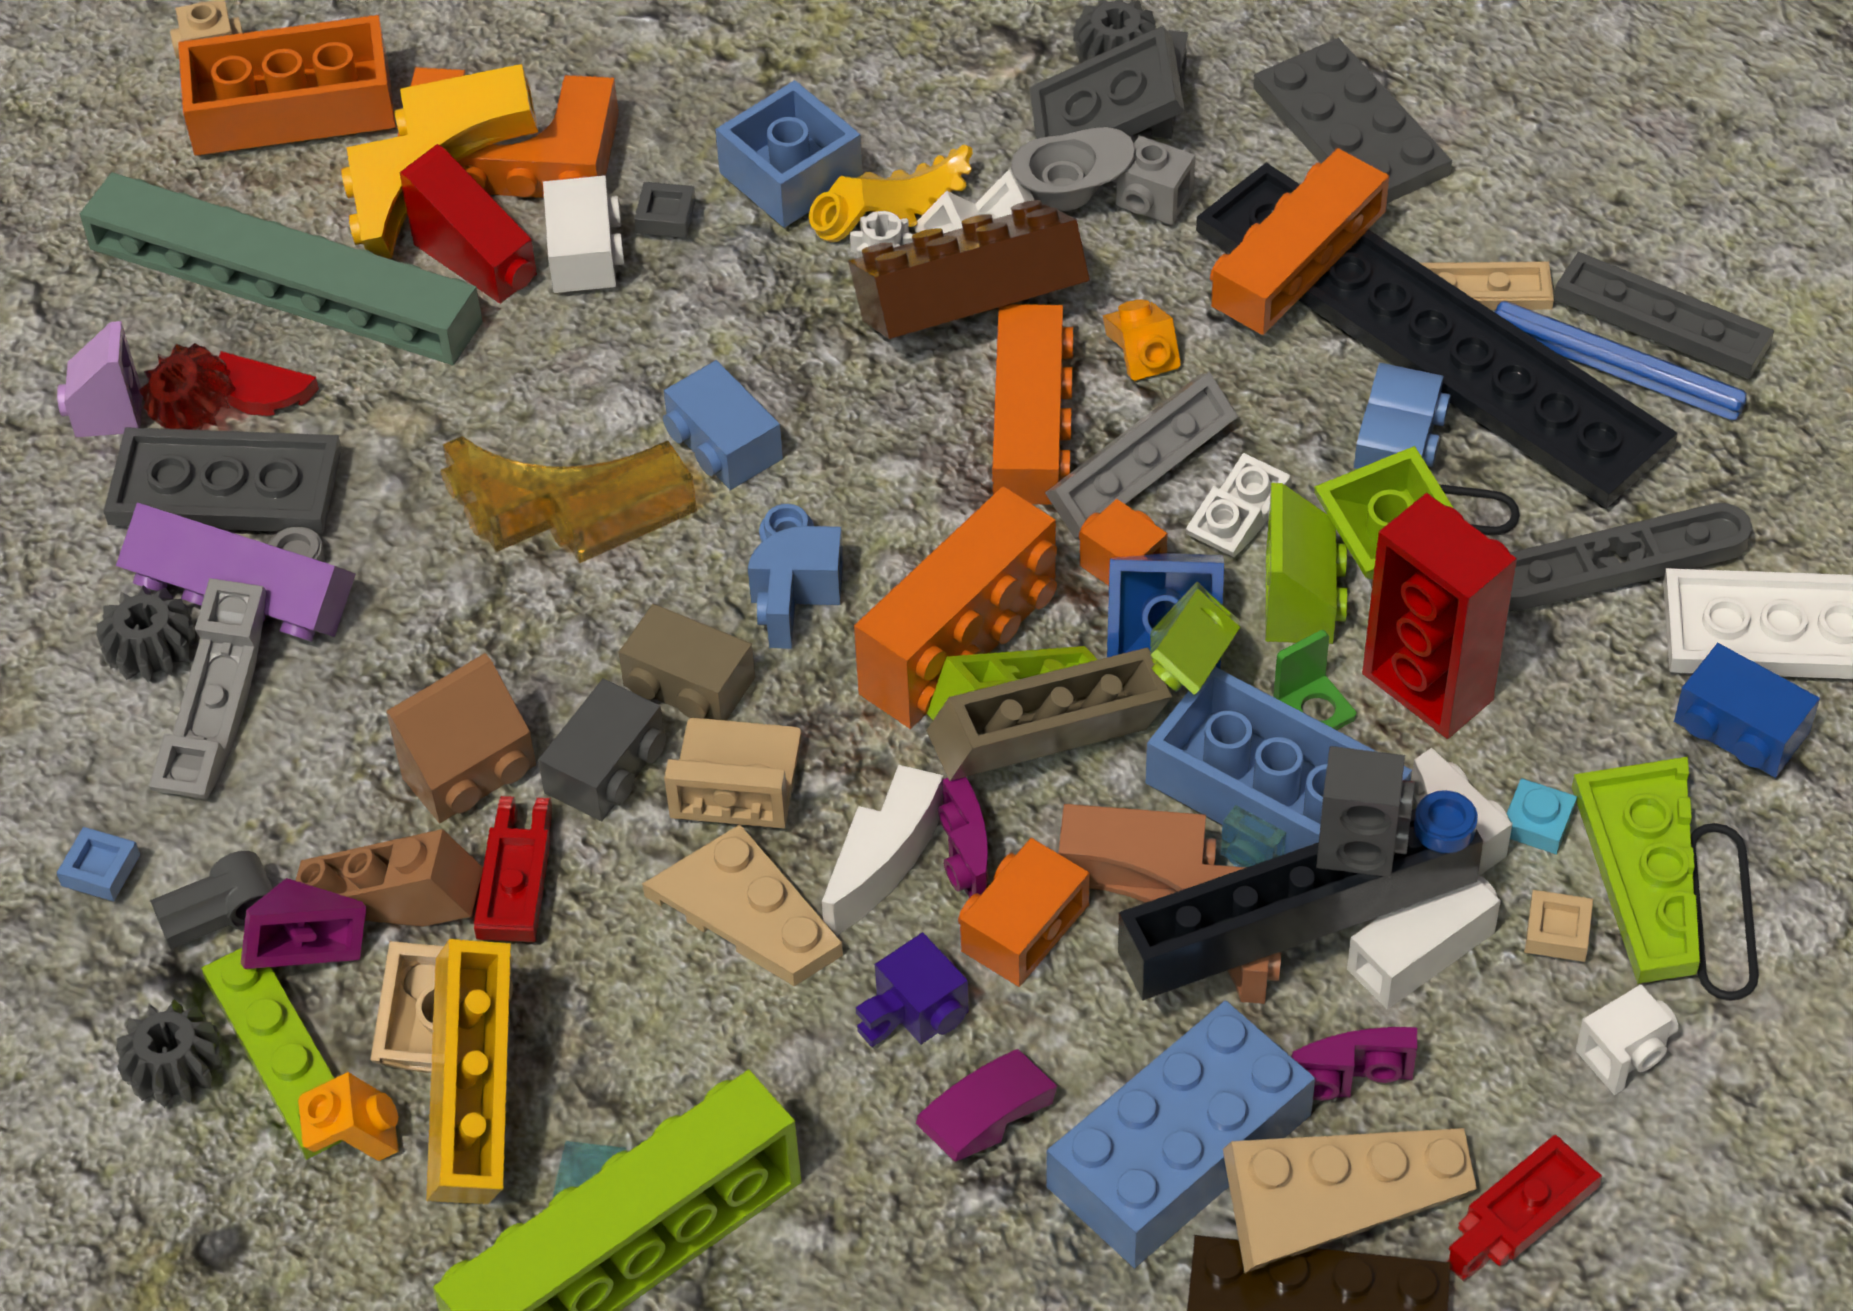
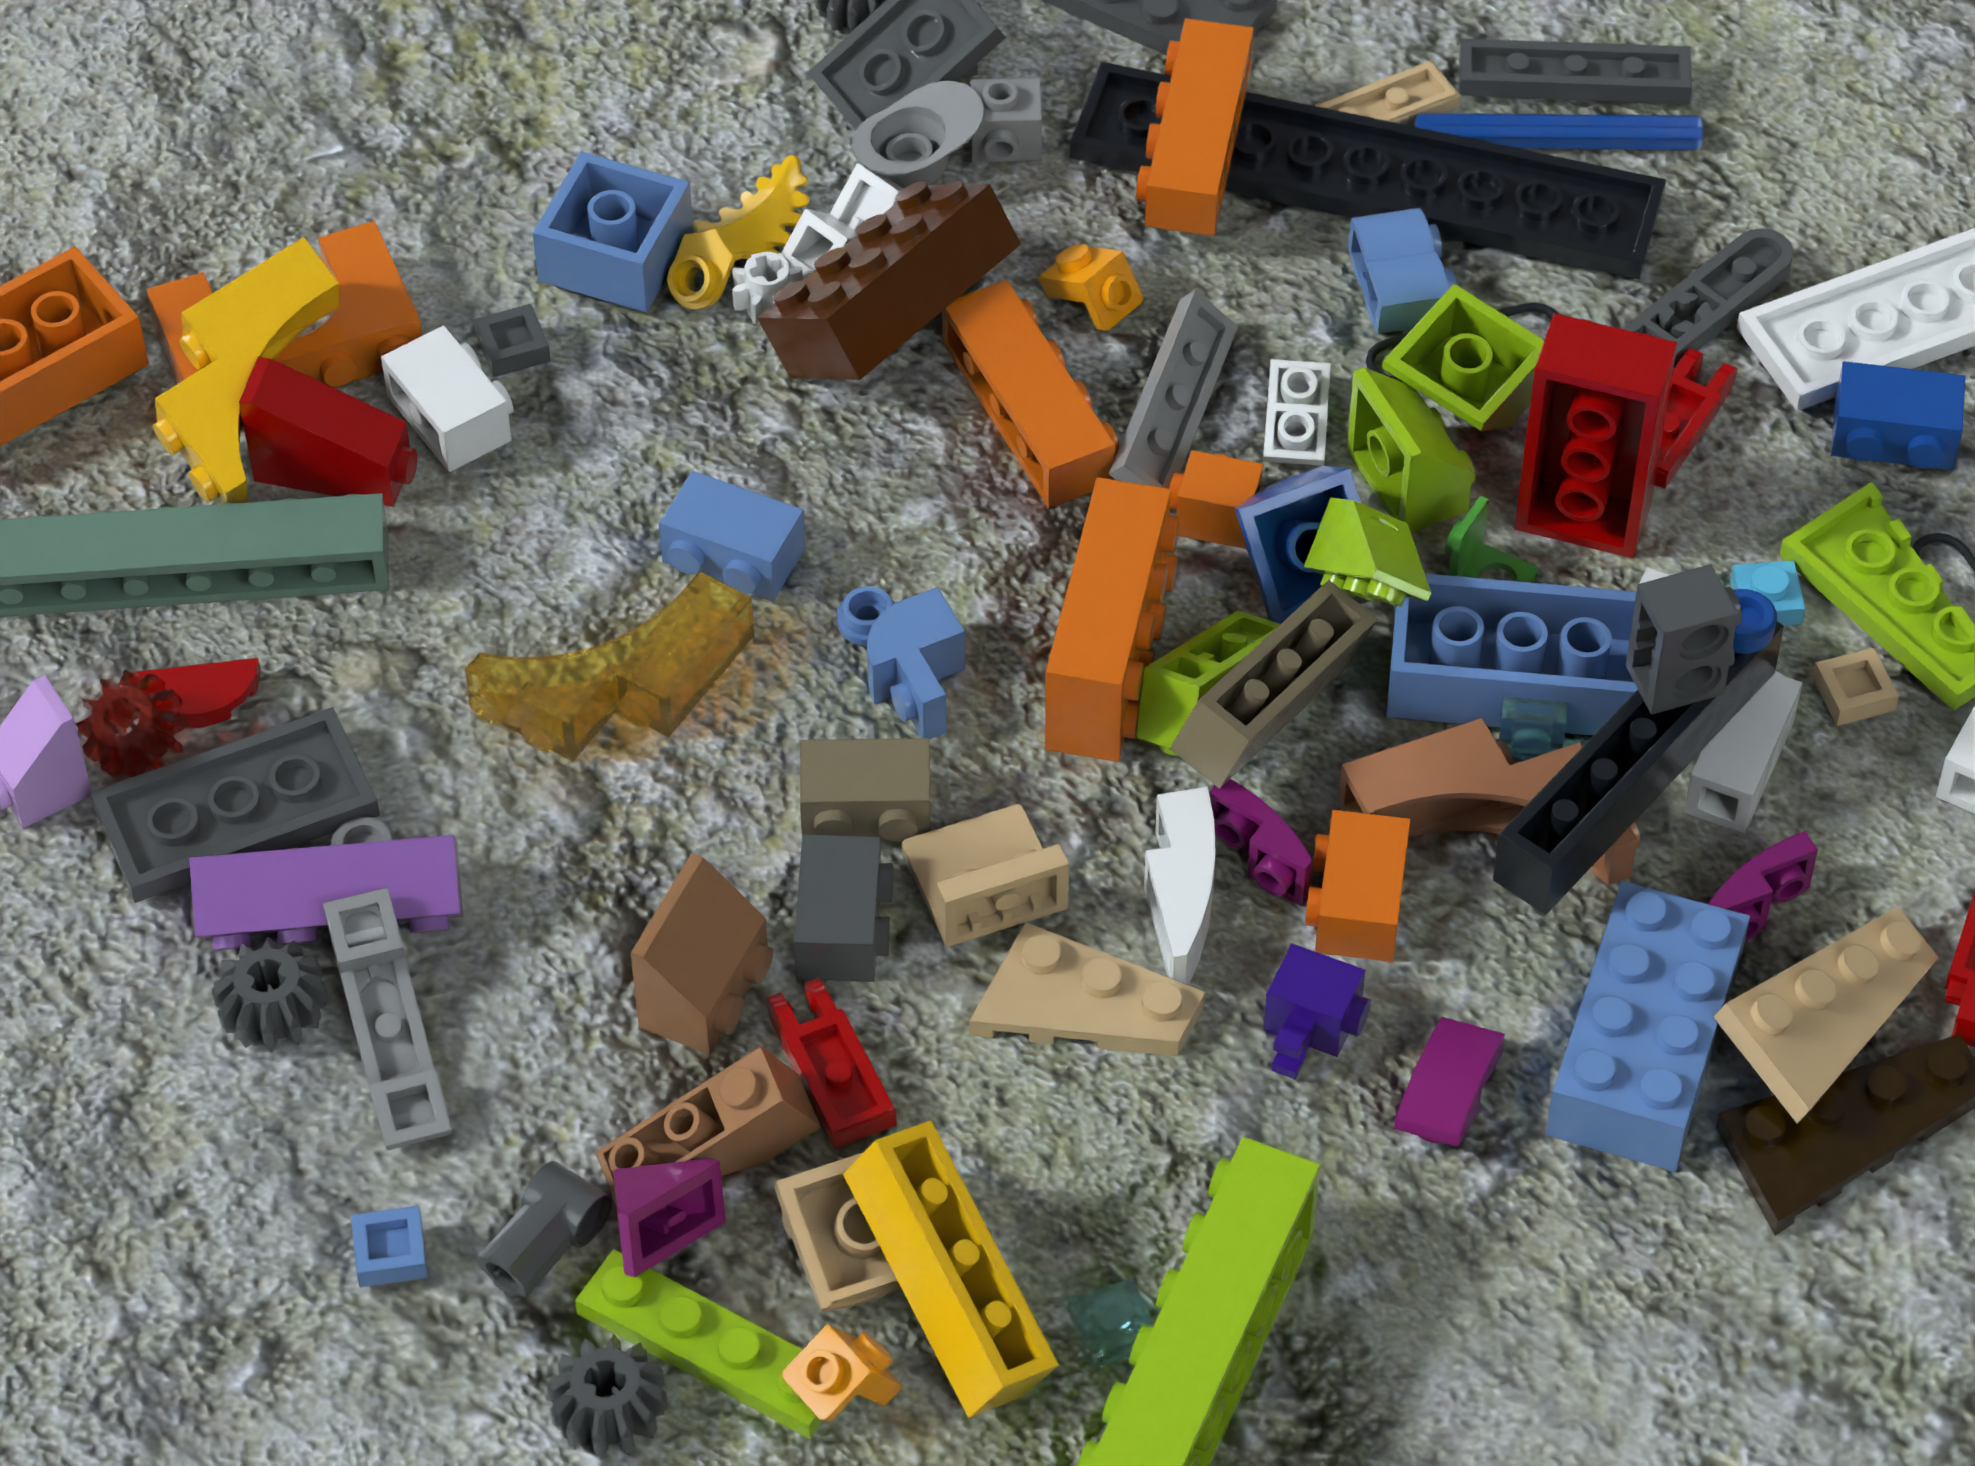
camera: 30 degrees left, 0 degrees up
(1560, 634) = (1689, 411): none -> red hinge

